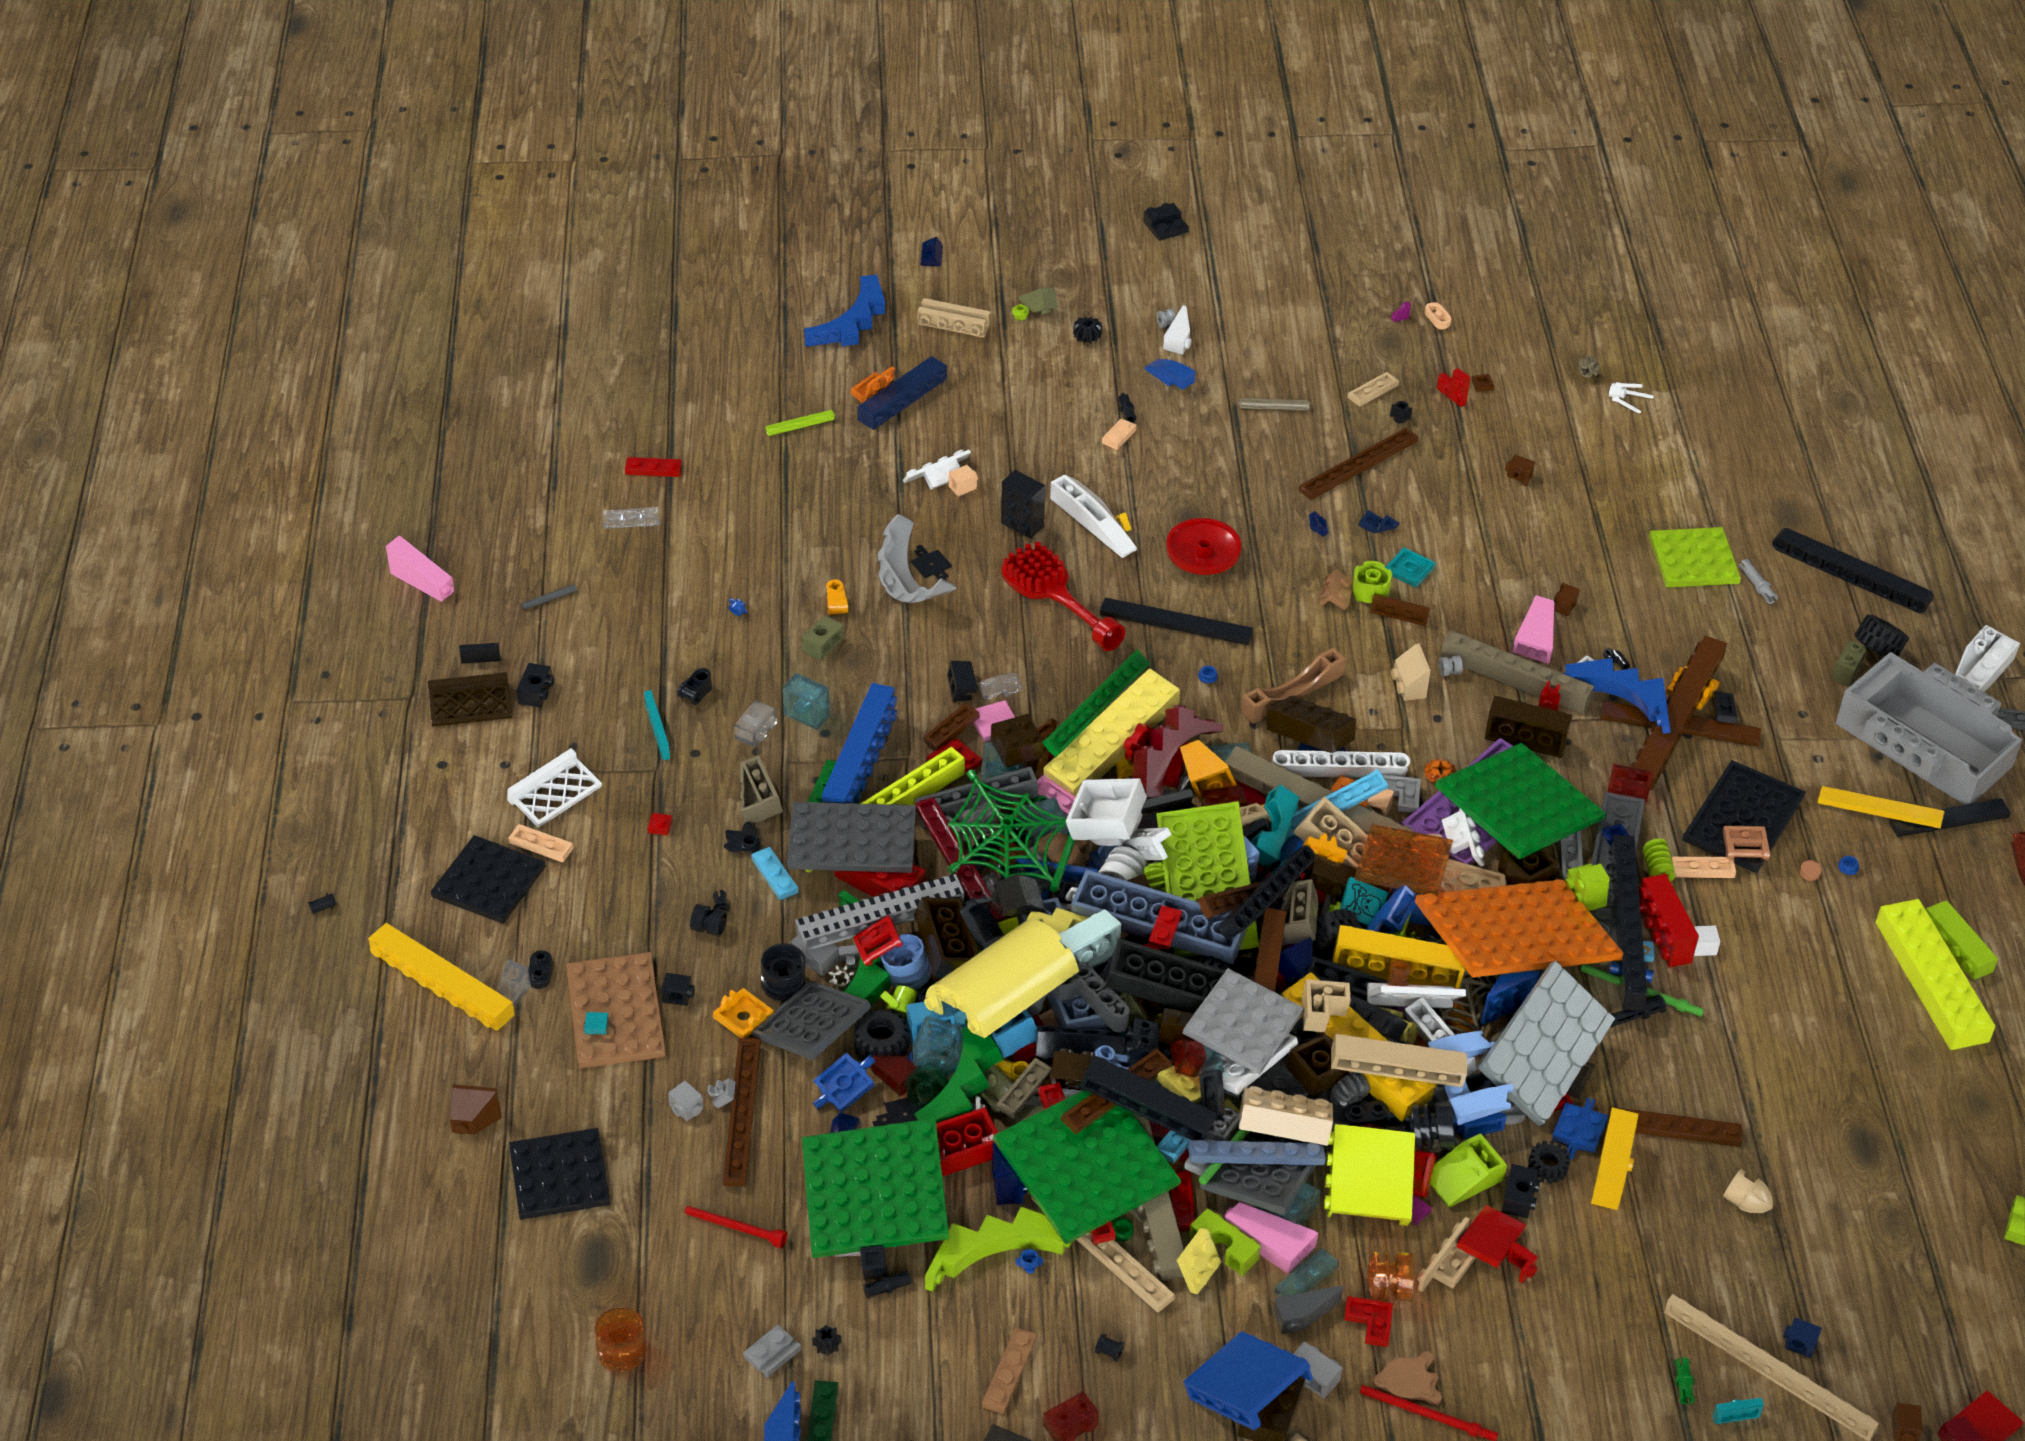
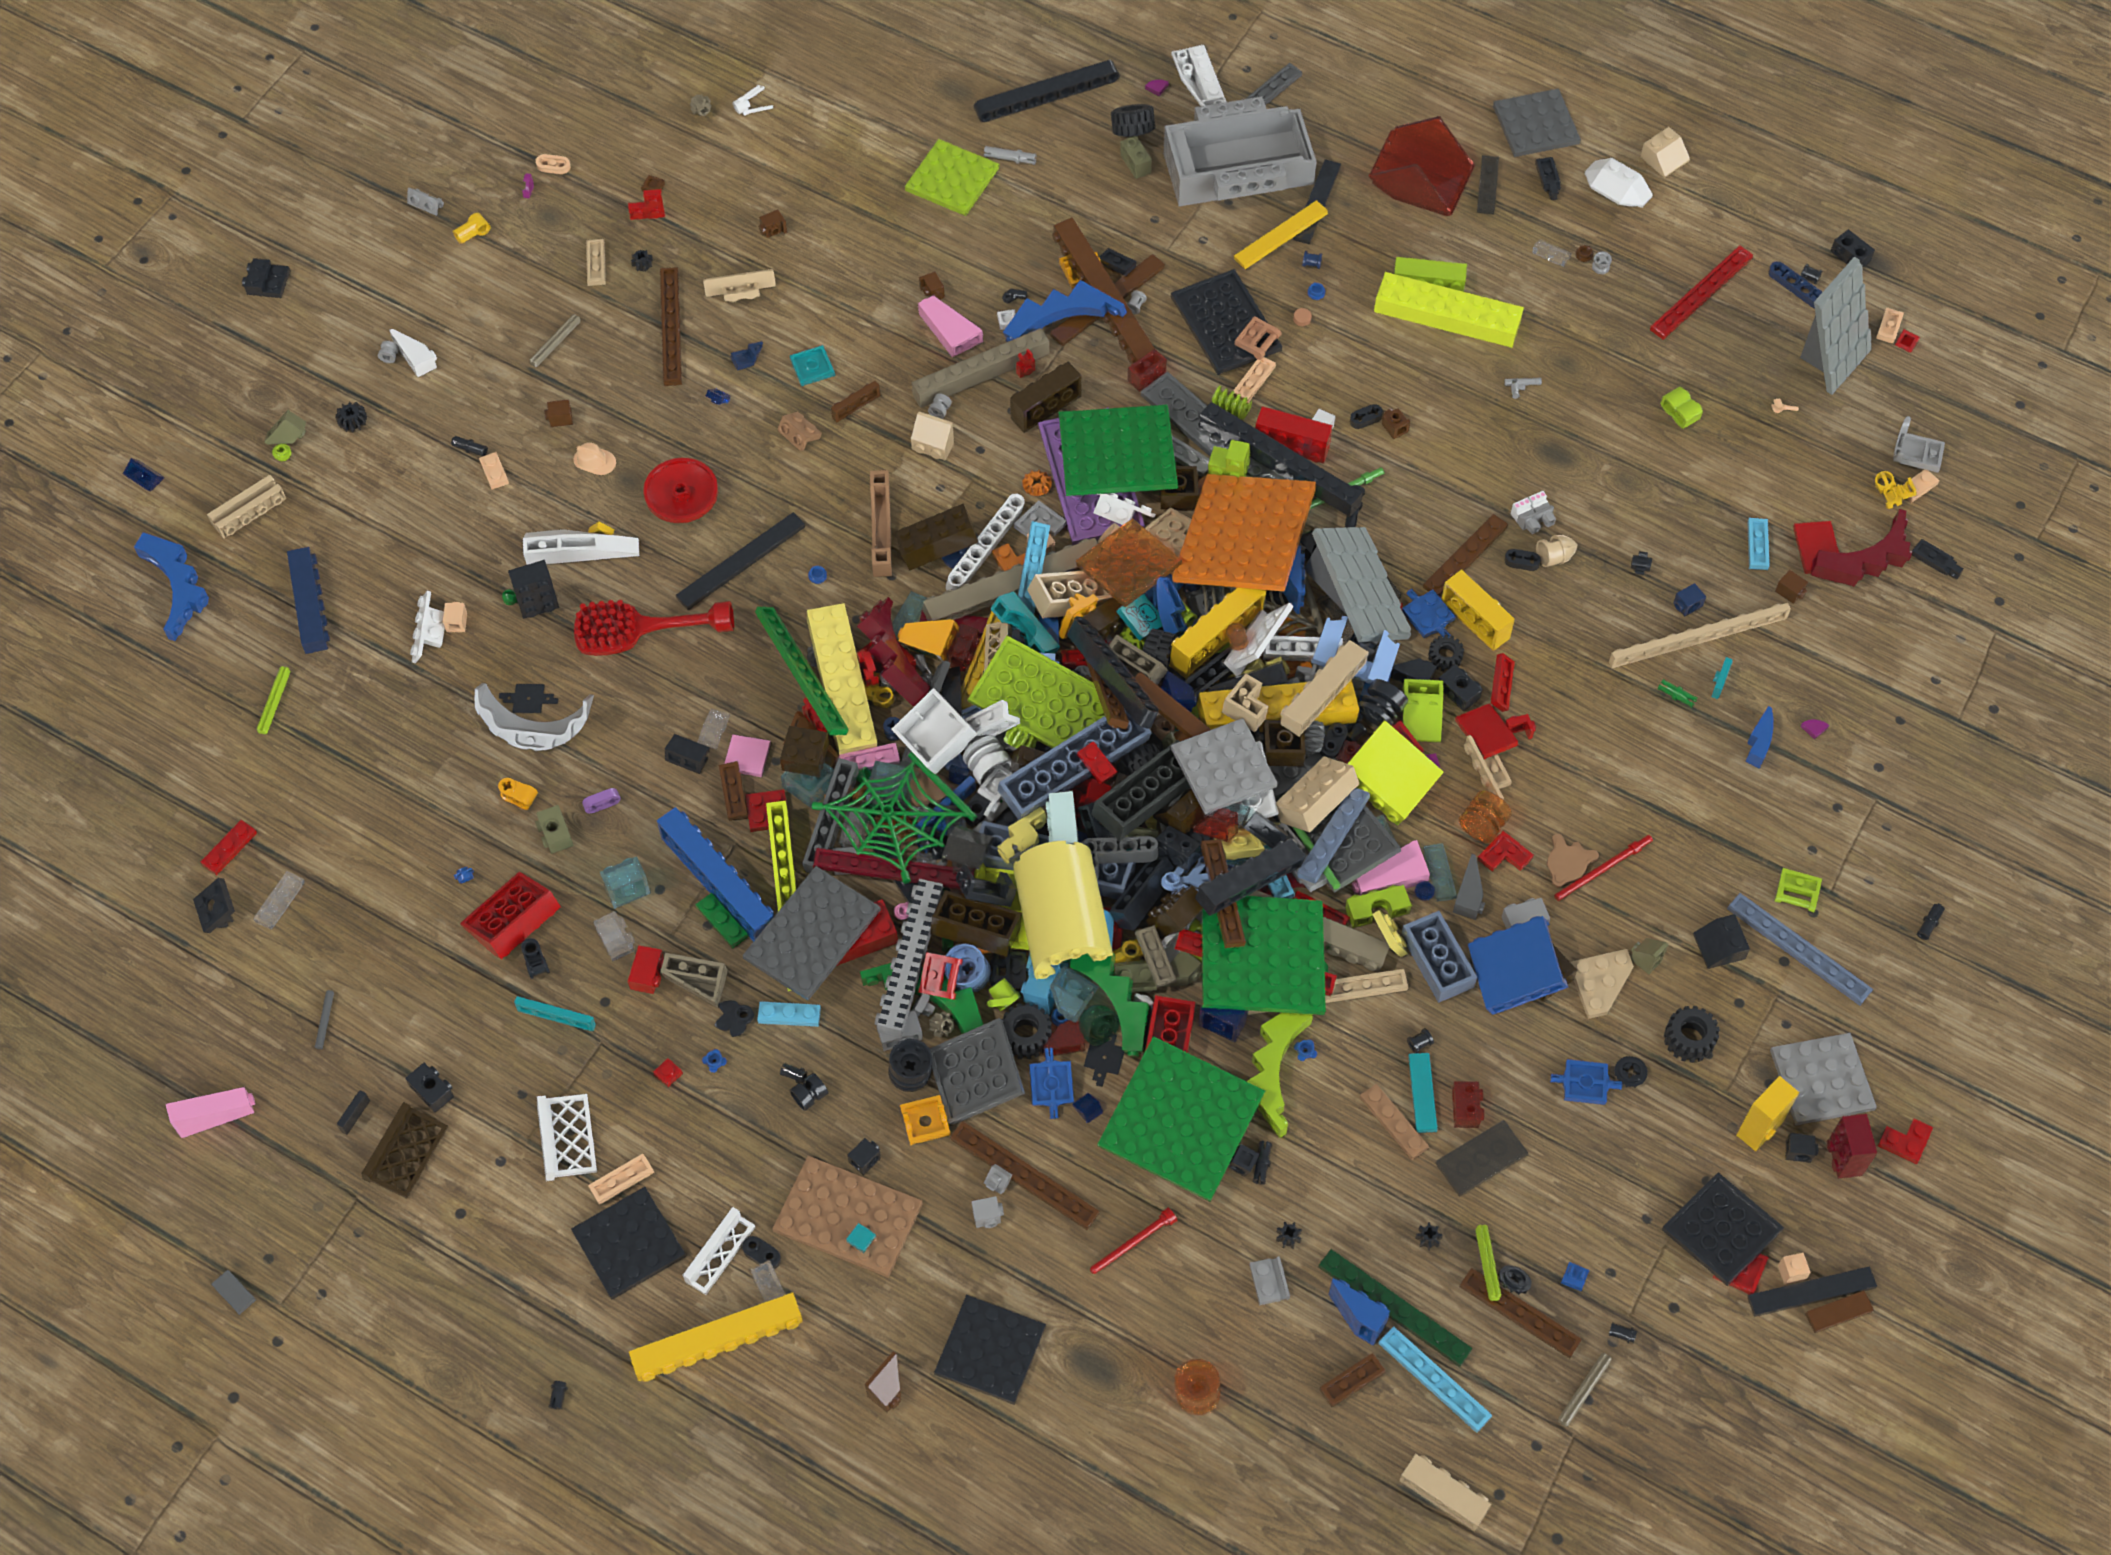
camera: 55 degrees left, 15 degrees up
(281, 668) = (233, 1292): none -> dark grey tile
(521, 934) = (711, 1248): none -> white fence
(593, 481) = (222, 907): none -> black piece
(693, 846) = (708, 1059): none -> blue plate
(723, 653) = (511, 915): none -> red slope
(731, 755) = (646, 970): none -> red brick
(872, 384) = (283, 618): orange bracket -> none
(873, 652) = (601, 800): none -> medium lavender beam
(1058, 1379) = (1422, 1092): none -> teal tile
(1171, 373) = (456, 388): blue slope -> none
(1186, 484) = (594, 459): none -> light nougat piece
(1207, 440) = (559, 413): none -> reddish brown brick
(1209, 1314) = (1439, 956): none -> sand blue brick
(1275, 1273) = (1424, 890): none -> clear blue plate
(1326, 265) = (423, 201): none -> light grey hinge
(1332, 304) = (475, 225): none -> yellow piece
(1371, 579) = (814, 401): lime brick -> none
(1439, 481) = (739, 285): none -> tan bracket
(1504, 1144) = (1413, 669): none -> black slope
(1558, 1223) = (1502, 682): none -> red plate
(1617, 829) = (1192, 412): clear blue plate -> none
(1703, 742) = (1136, 301): none -> light grey bush
(1715, 1174) = (1522, 559): none -> black beam
(1750, 972) = (1364, 414): none -> black beam
(1767, 992) = (1395, 423): none -> reddish brown brick
(1780, 1163) = (1532, 511): none -> light grey hips
(1804, 1273) = (1641, 563): none -> black gear
(1879, 844) = (1312, 259): none -> dark blue bush
(1912, 1074) = (1519, 384): none -> light grey hose
(1930, 1368) = (1758, 544): none -> medium azure plate
(1945, 642) = (1157, 86): none -> magenta tile

